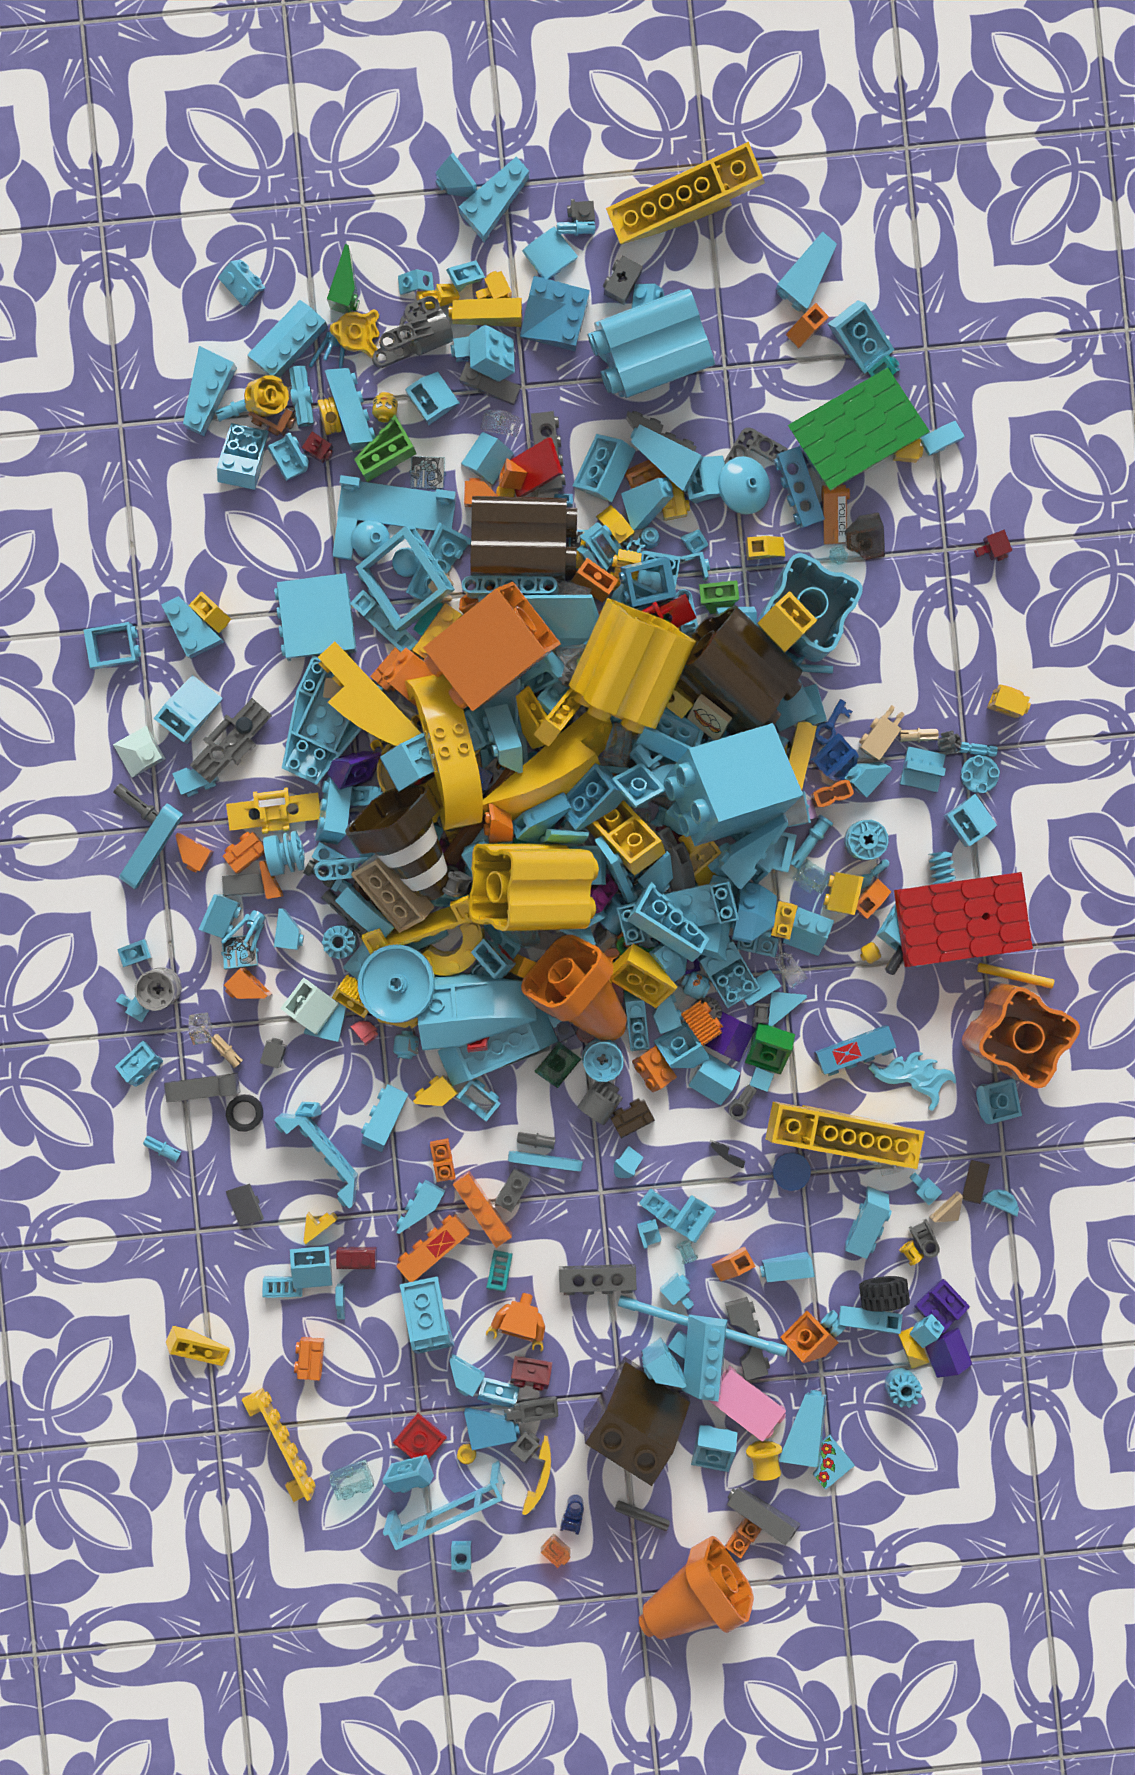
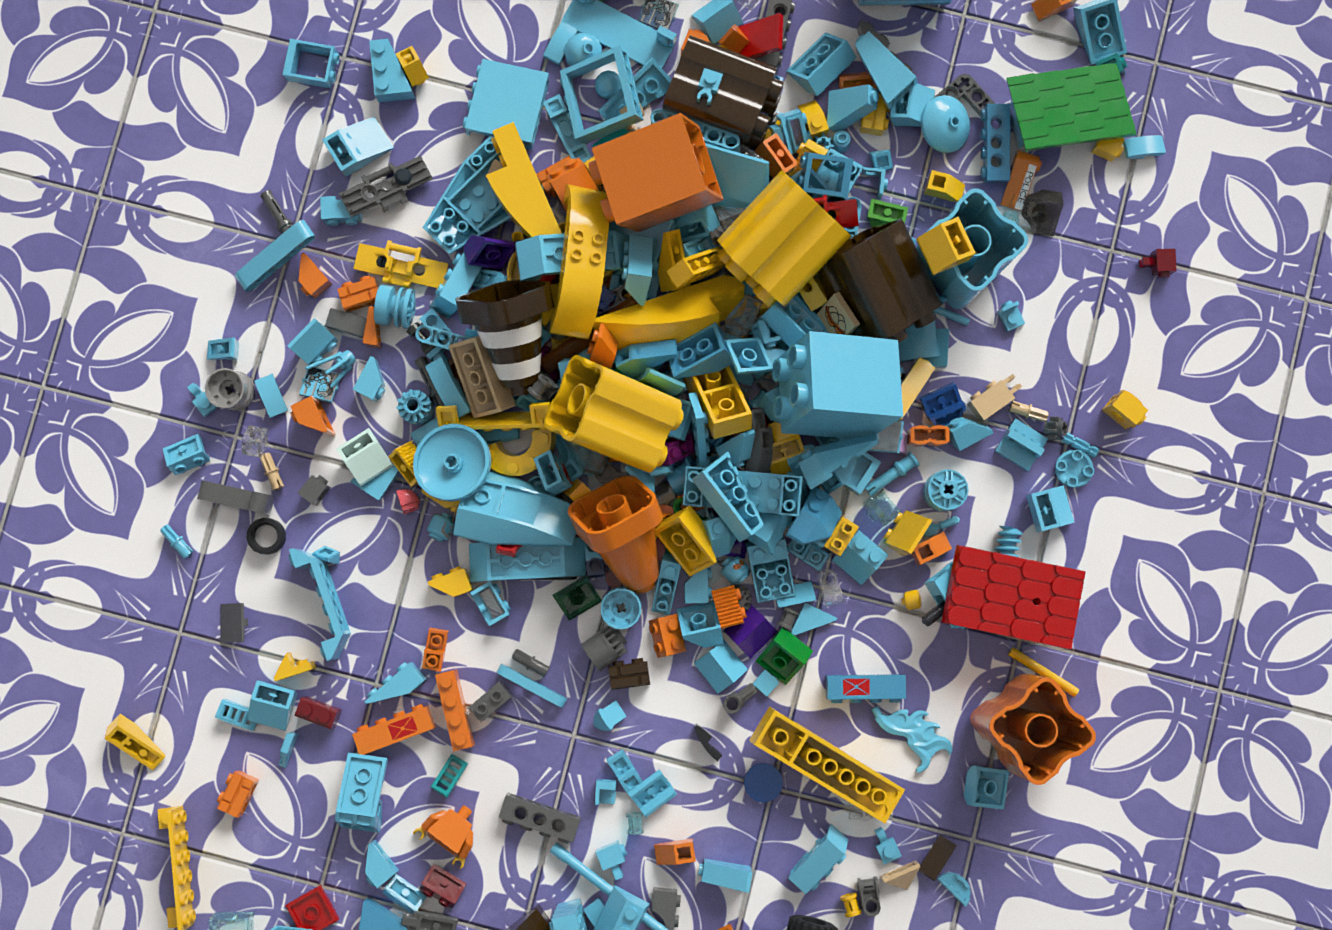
camera: 20 degrees right, 5 degrees down
(139, 751) = (299, 169): light aqua slope -> none
(197, 979) = (271, 395): none -> medium azure slope
(383, 1117) = (394, 587): medium azure wedge -> none
(508, 539) = (709, 84): none -> medium azure plate
(839, 709) = (961, 361): blue piece -> none
(870, 649) = (1010, 315): none -> medium azure bracket

